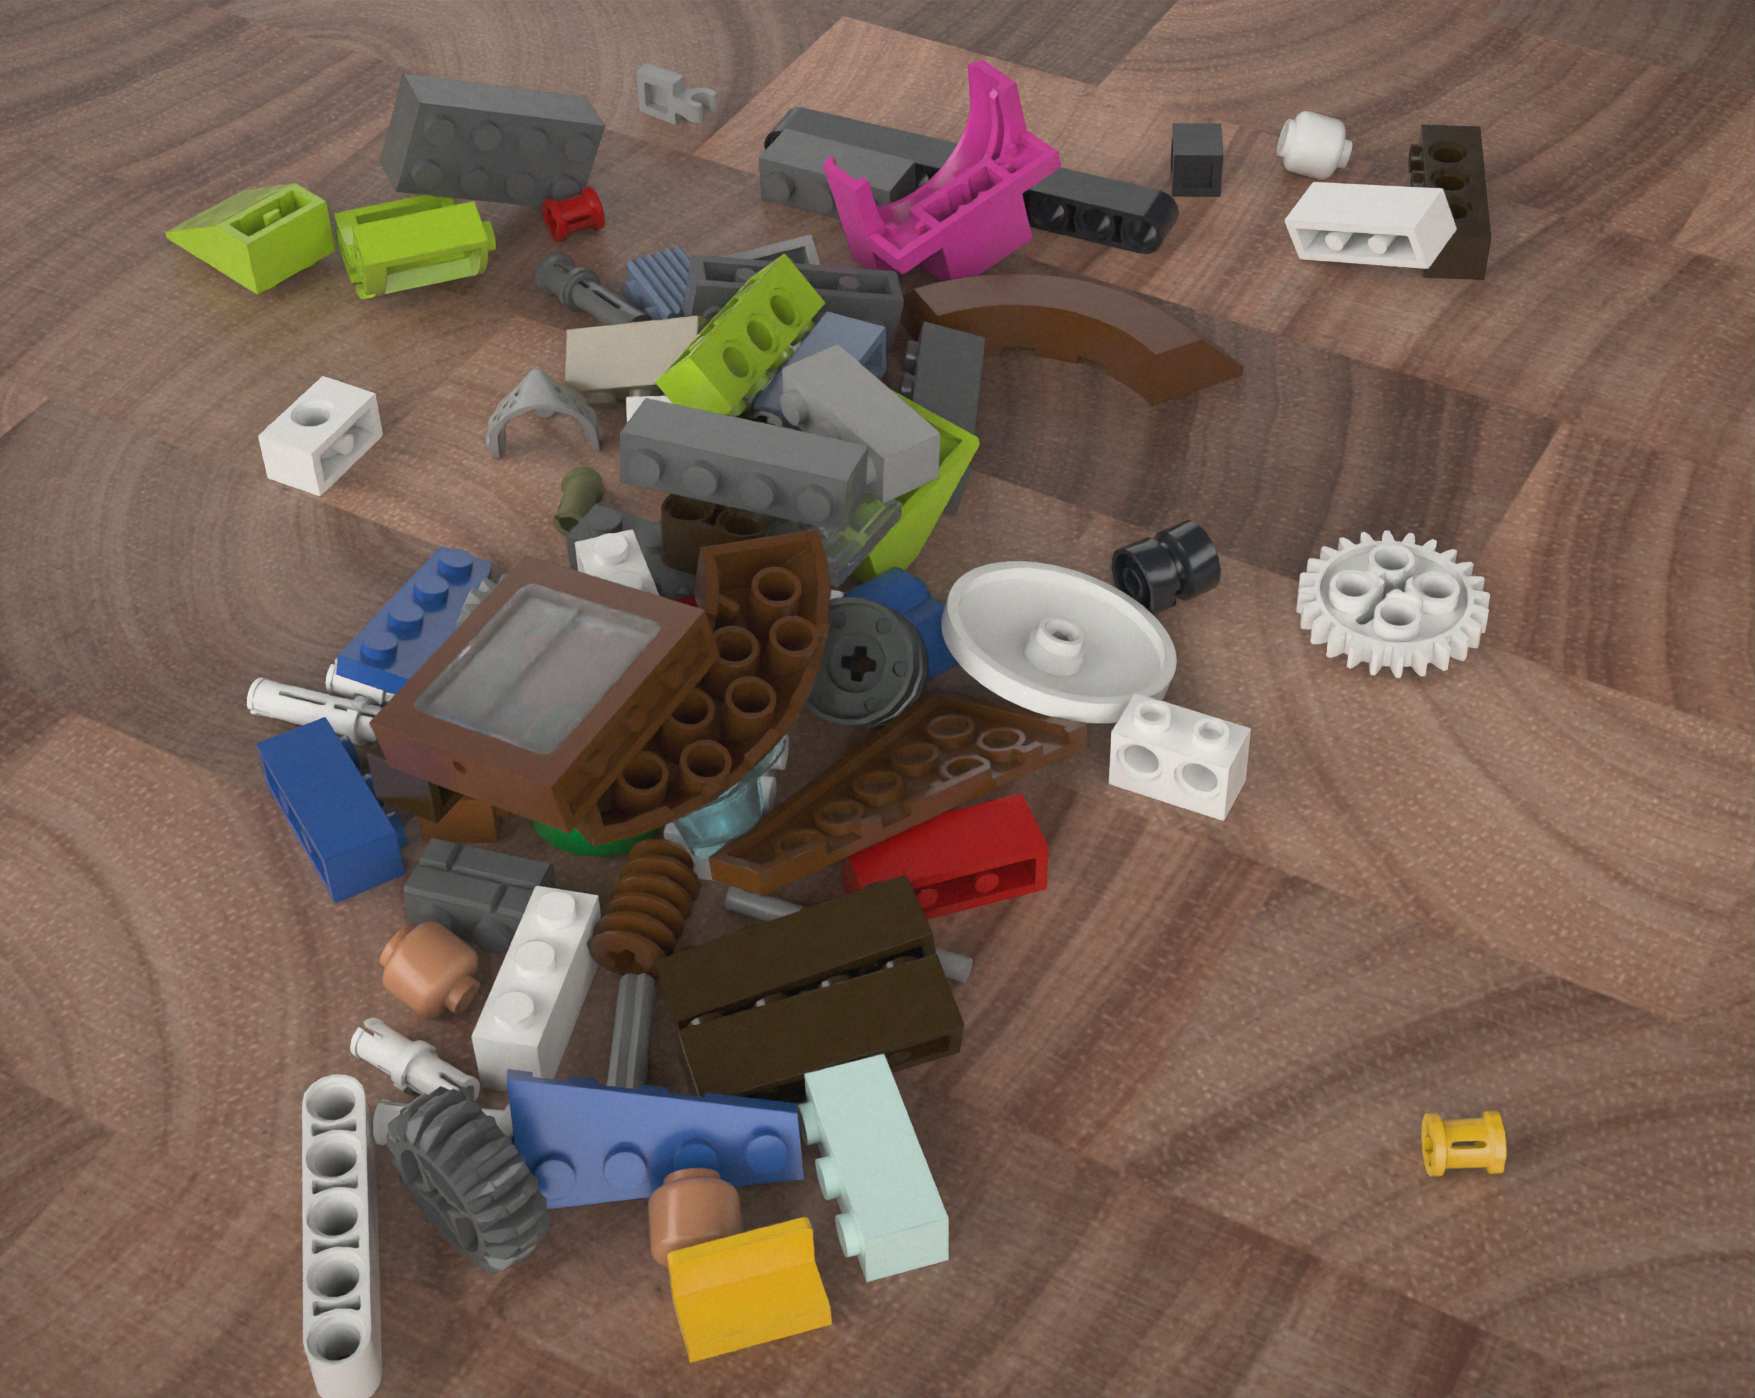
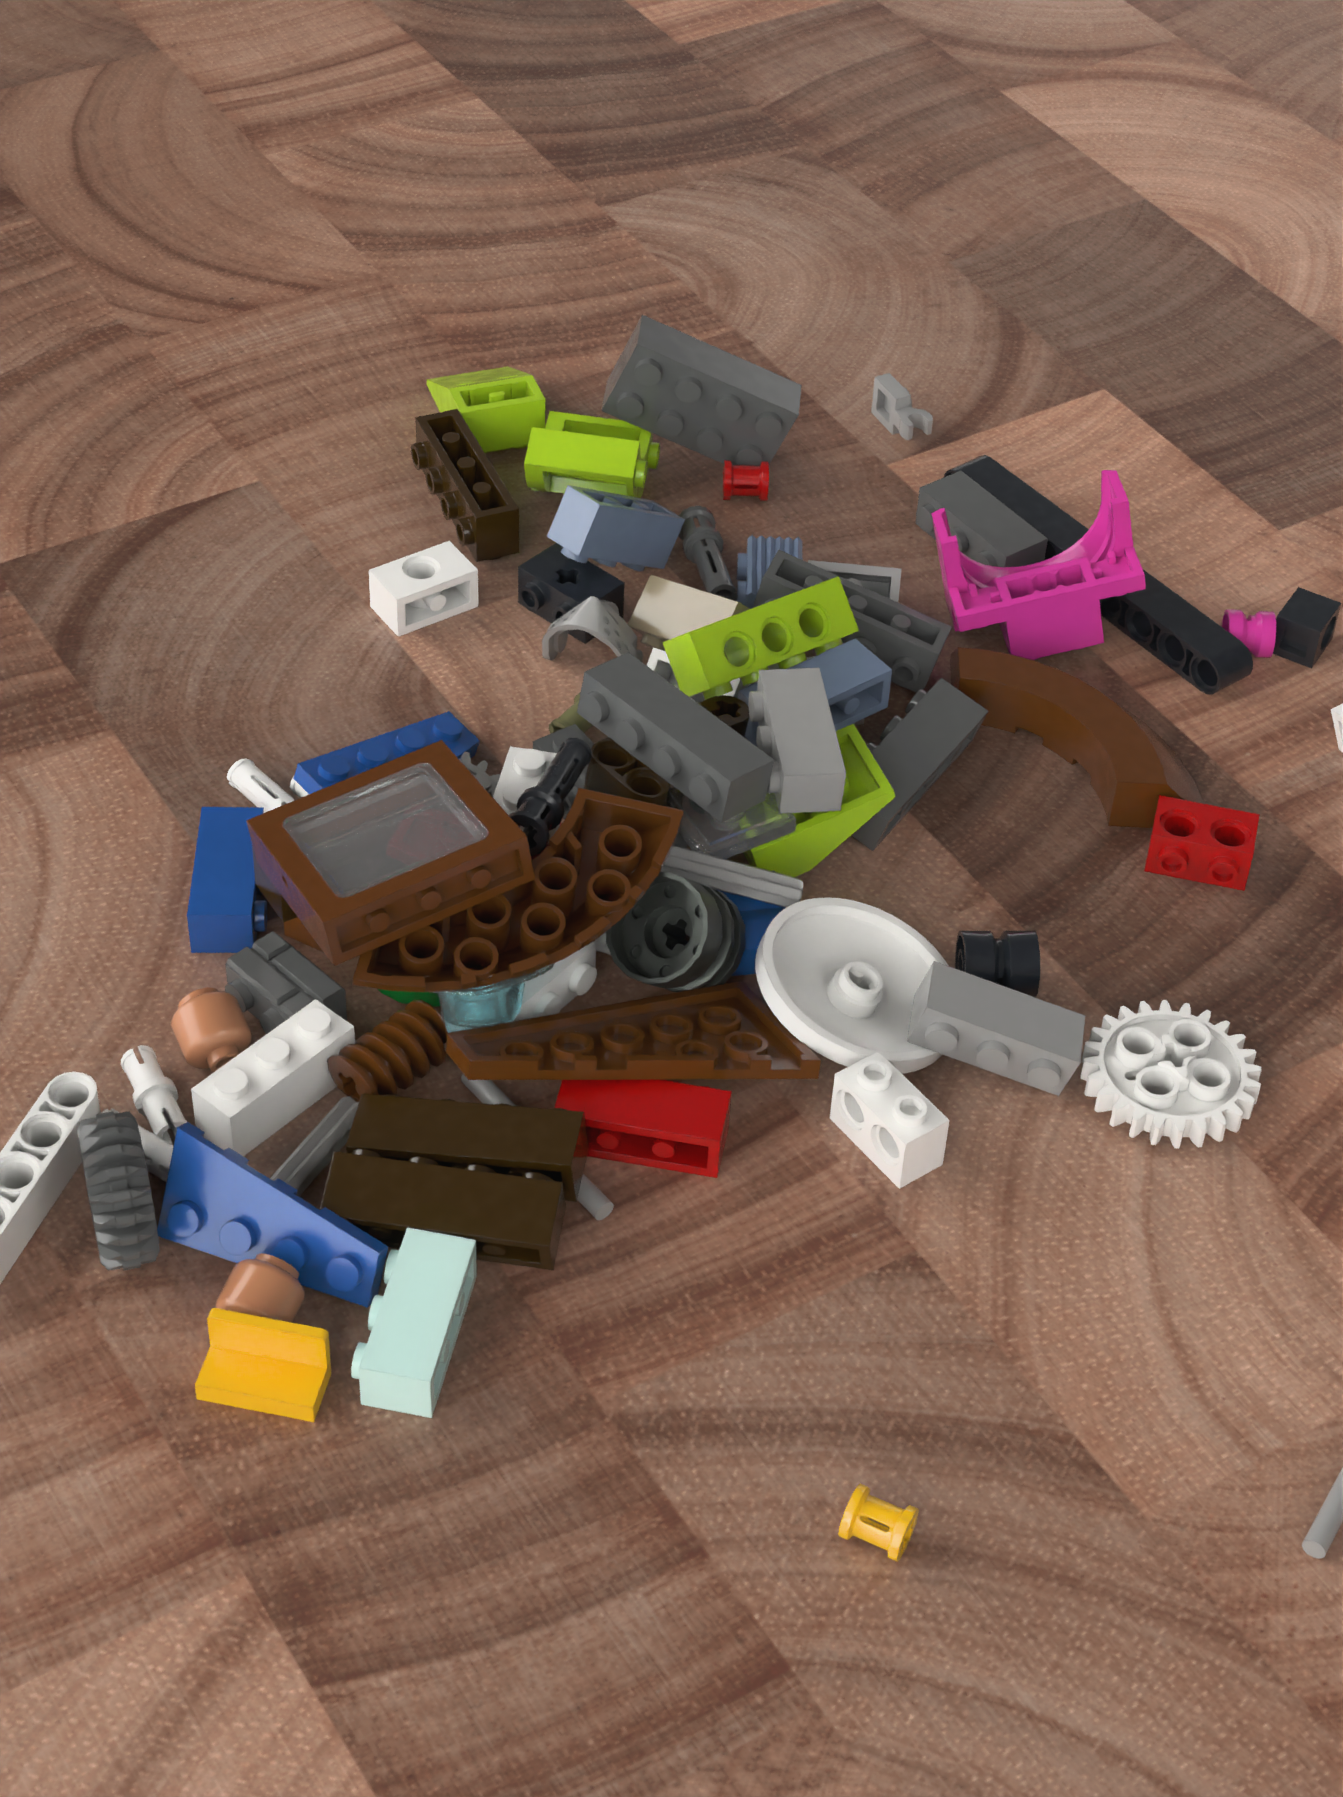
camera: 25 degrees right, 0 degrees up
(295, 316) = (466, 485): none -> dark brown brick
(470, 378) = (556, 584): none -> black brick
(493, 301) = (614, 529): none -> sand blue brick
(659, 556) = (542, 806): none -> black pin
(892, 582) = (734, 877): none -> light grey axle
(1160, 174) = (1255, 632): none -> dark pink wheel
(1217, 626) = (996, 1028): none -> light grey brick
(1257, 384) = (1202, 843): none -> red brick

